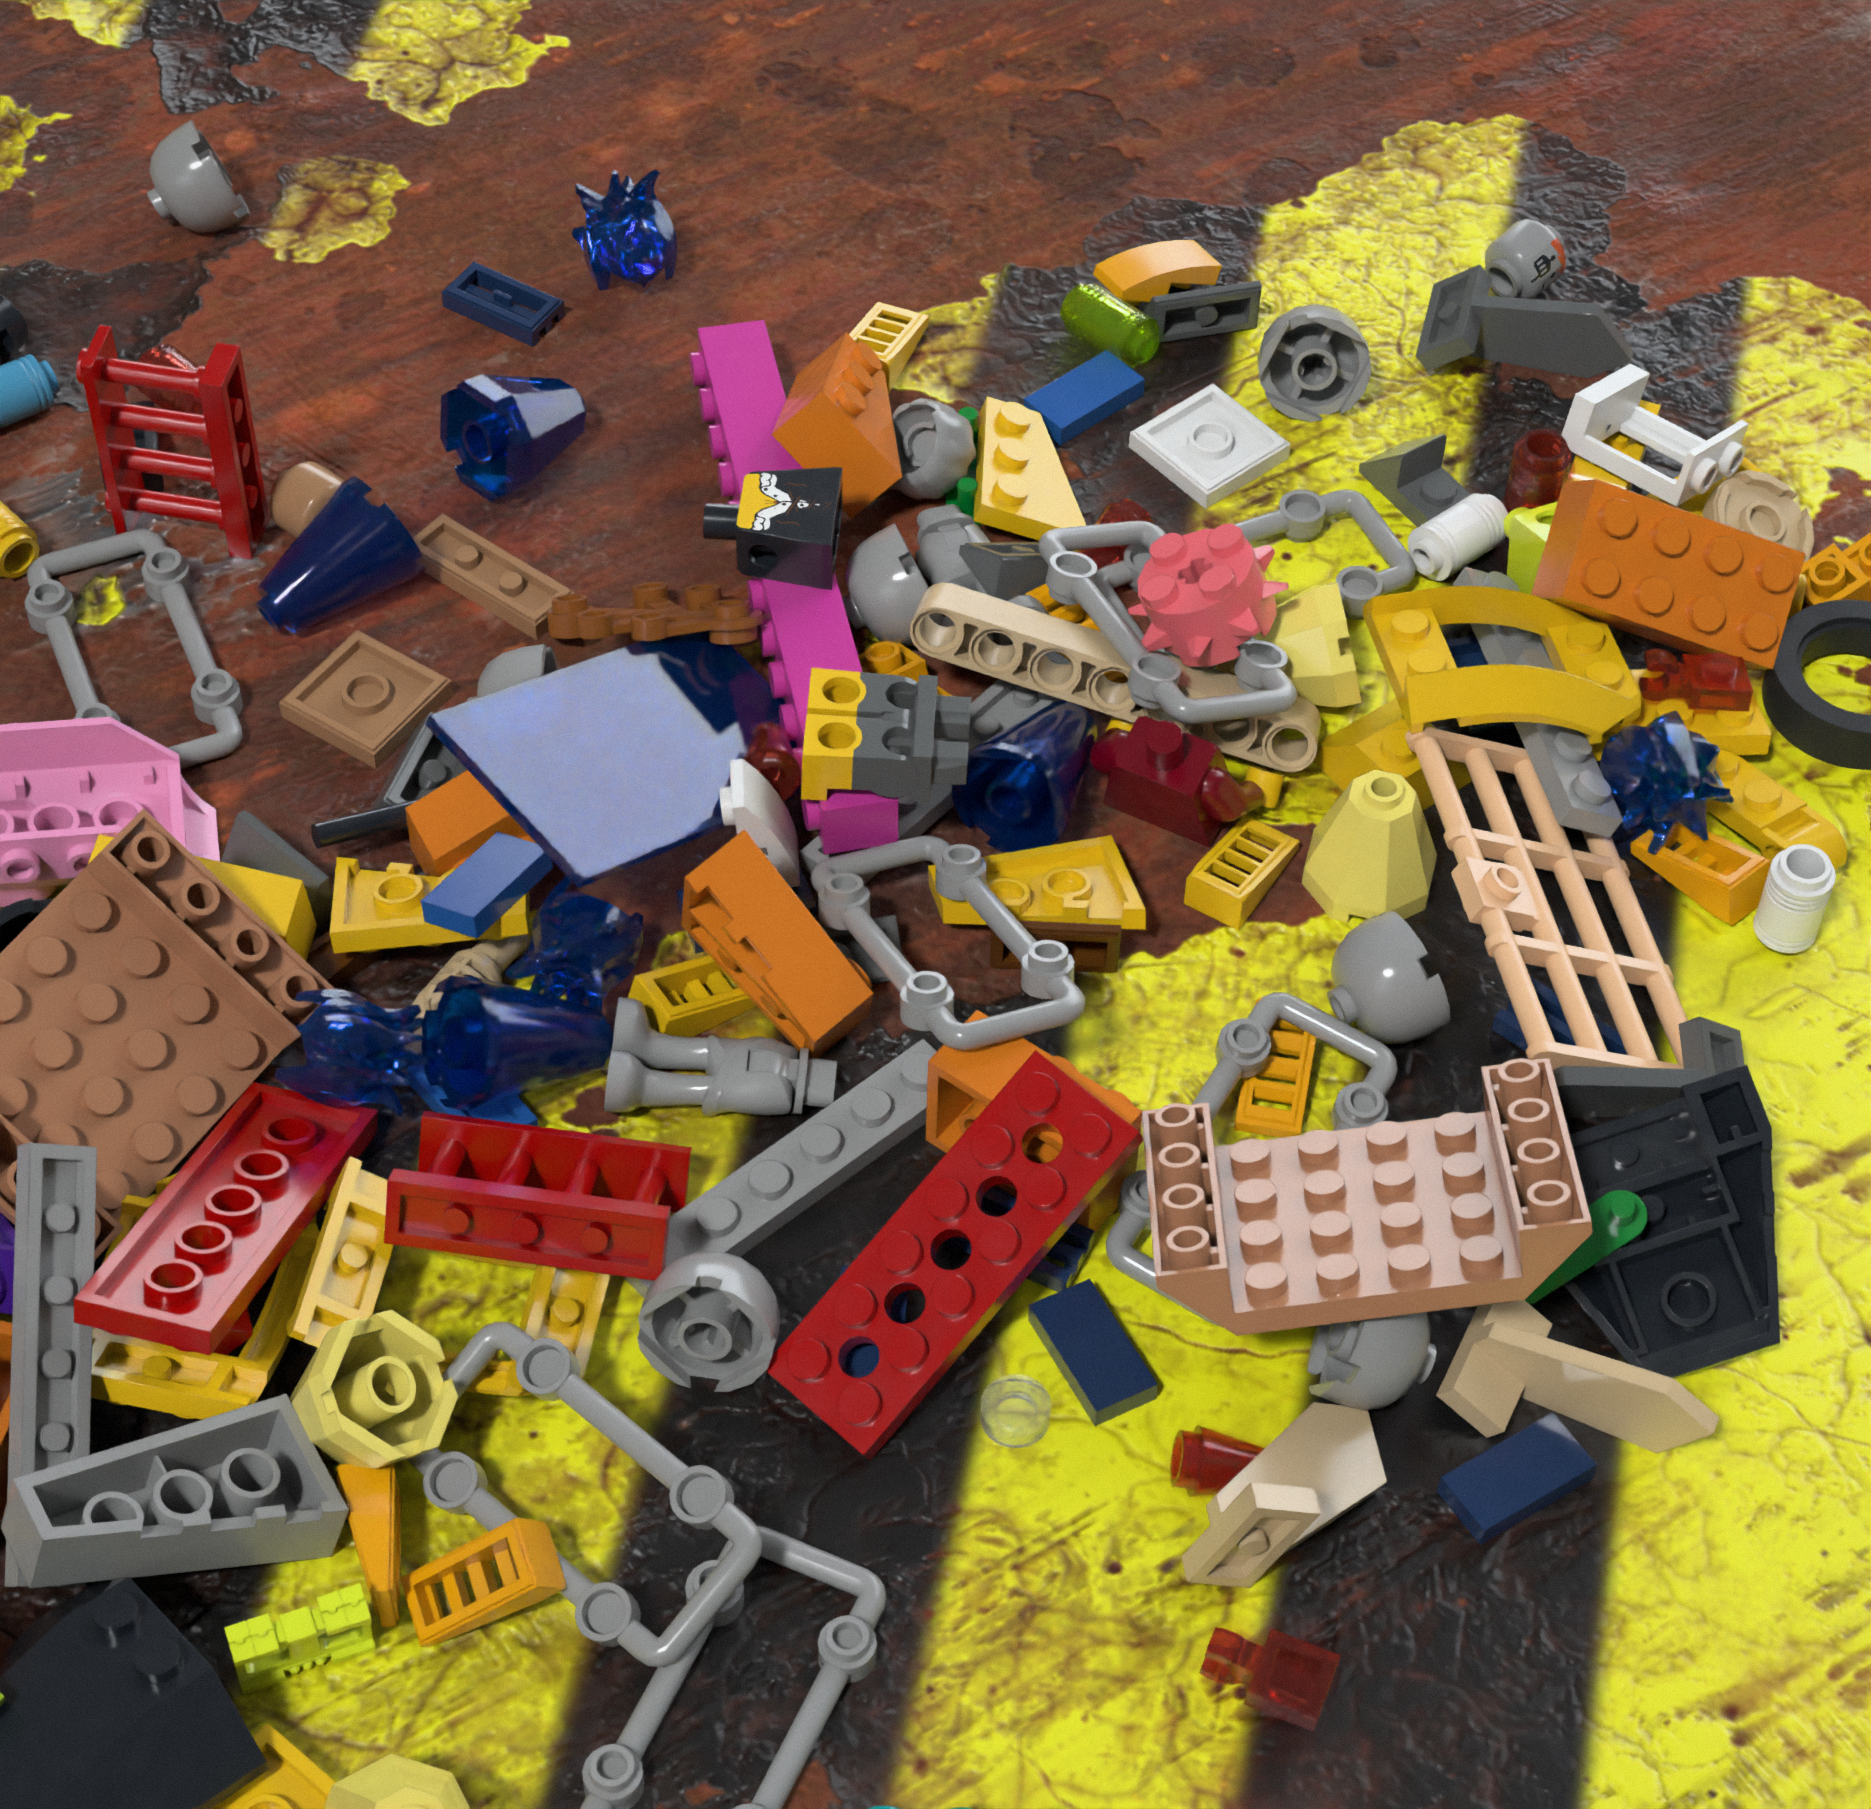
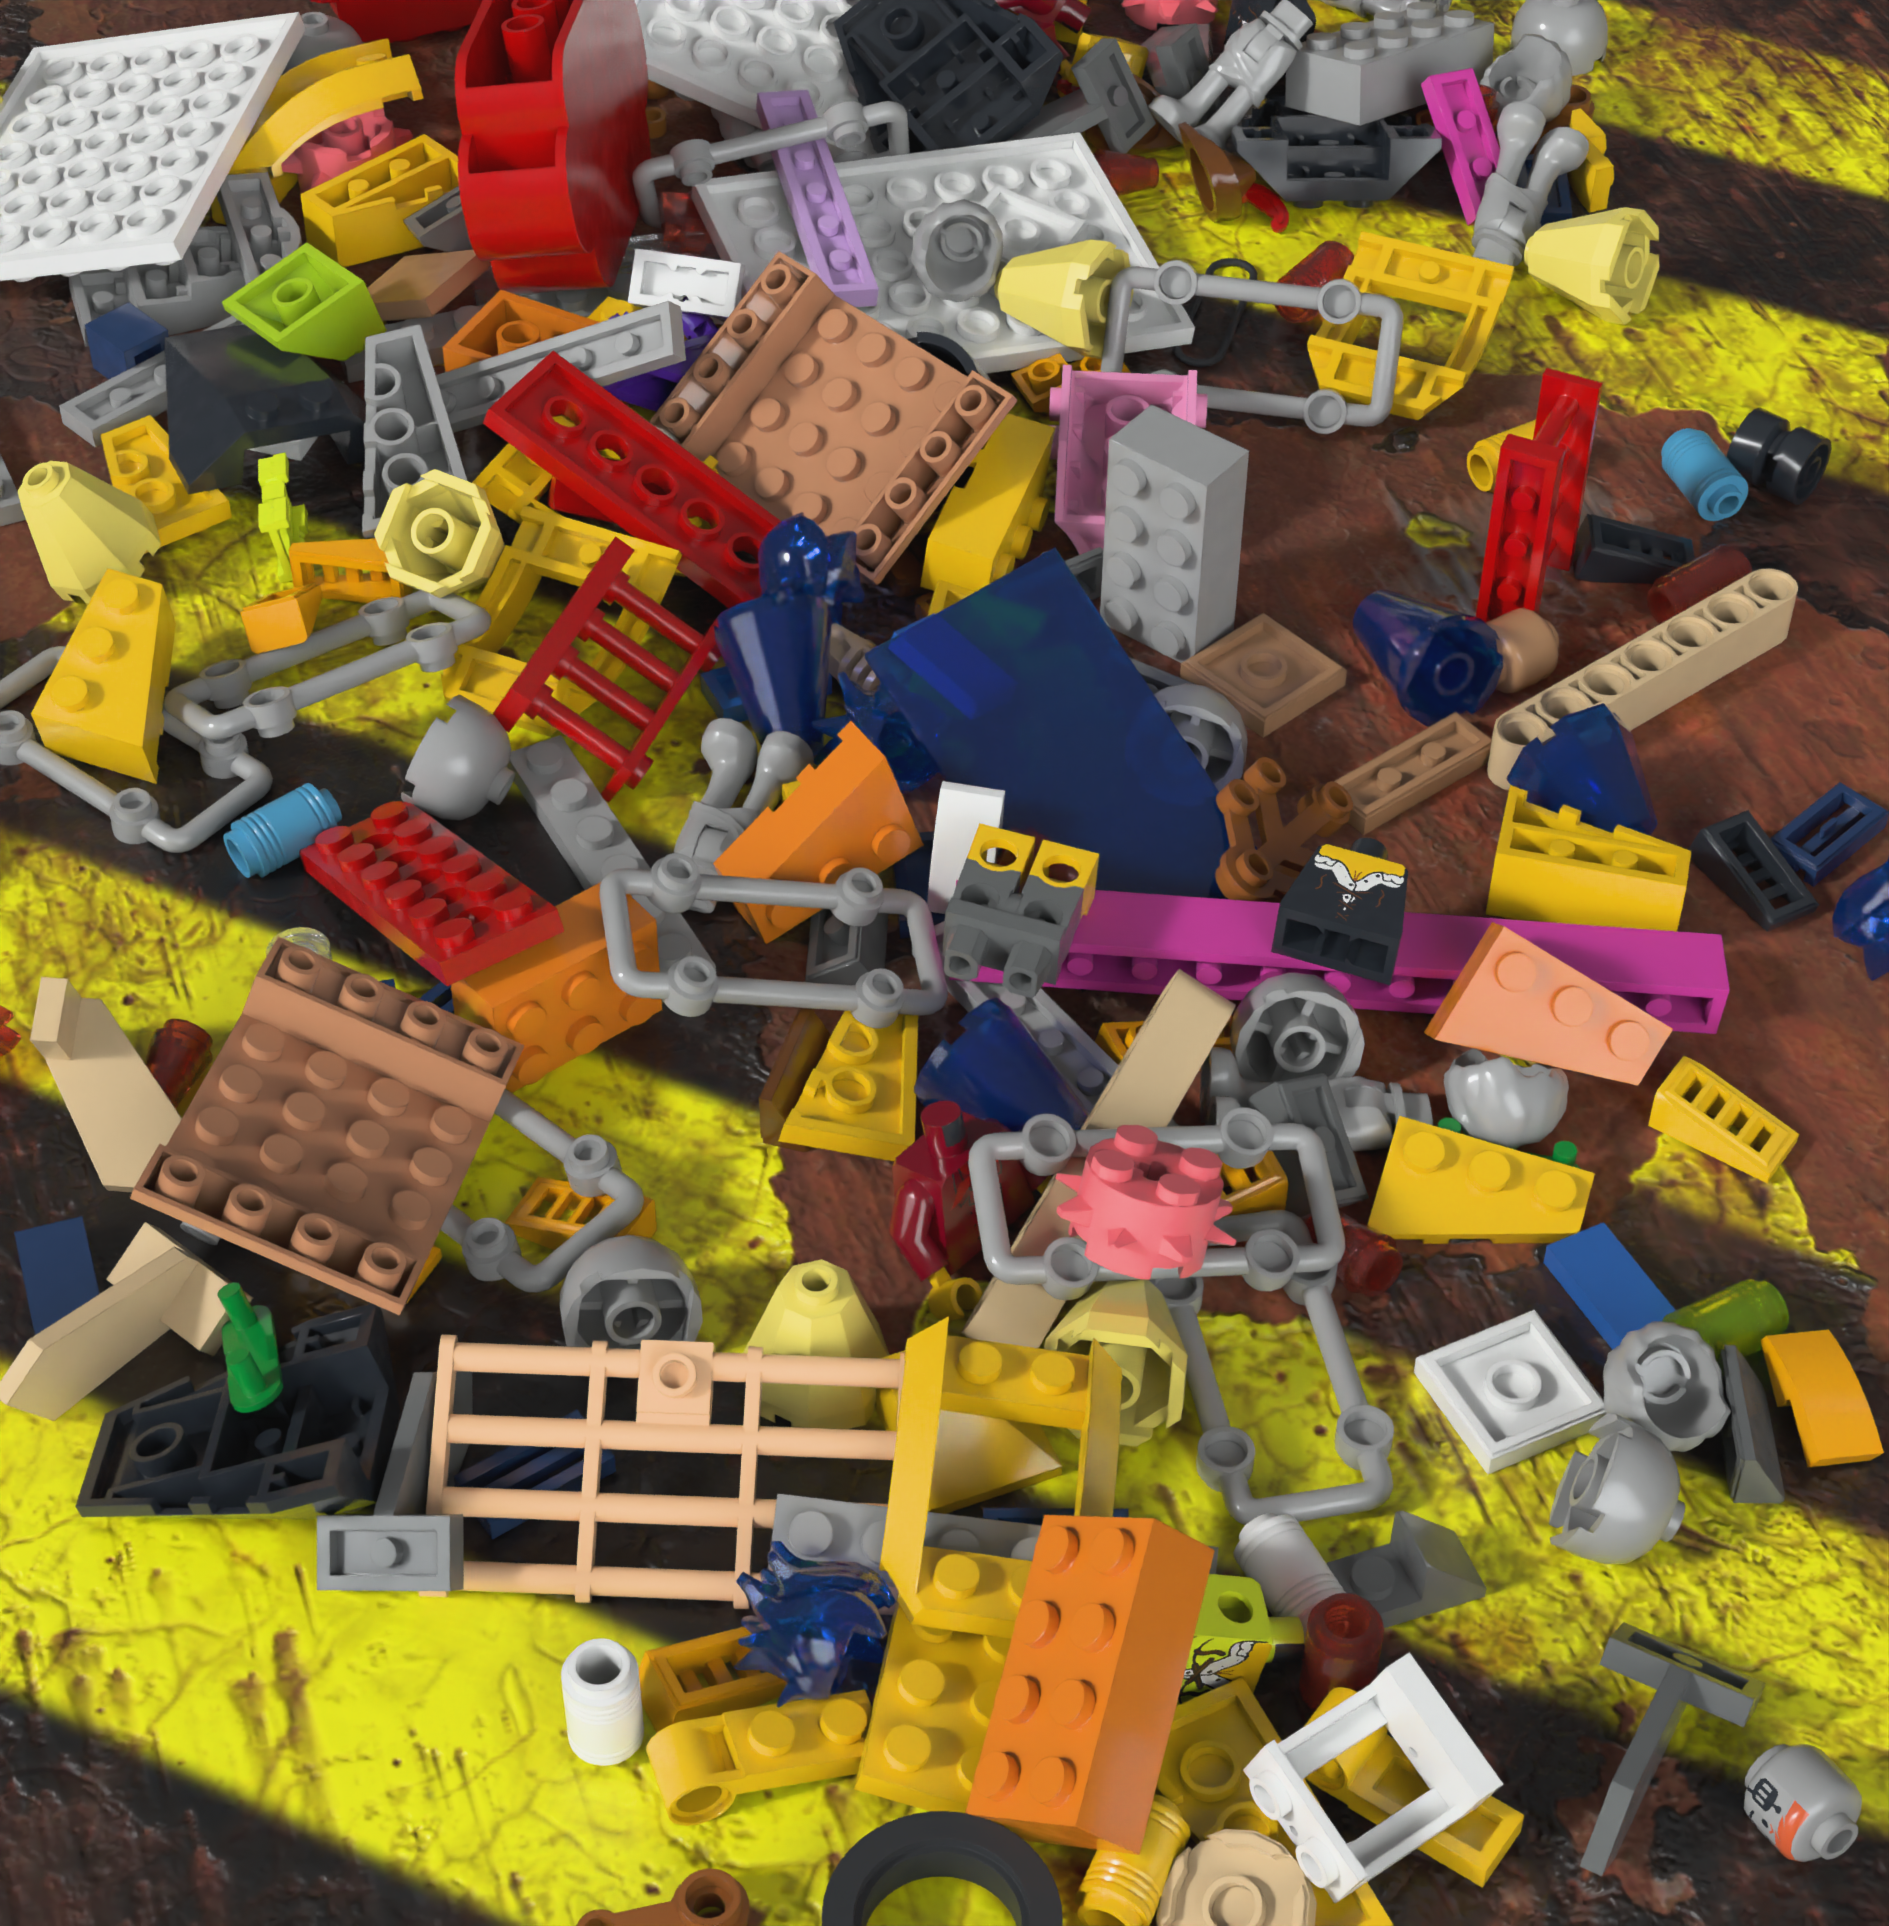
camera: 105 degrees right, 5 degrees down
(165, 579) = (1421, 496): light grey bar -> none
(281, 703) = (1172, 533): none -> light grey brick
(344, 420) = (1658, 665): none -> tan beam
(568, 344) = (1742, 834): none -> black slope
(630, 433) = (1579, 874): none -> yellow wedge
(673, 1698) = (112, 680): none -> yellow wedge
(843, 1474) = (280, 829): none -> dark azure head
(1204, 340) = (1666, 1384): none -> light grey hair
(1231, 903) = (827, 1216): yellow slope -> none
(1704, 681) = (948, 1716): clear red plate -> none

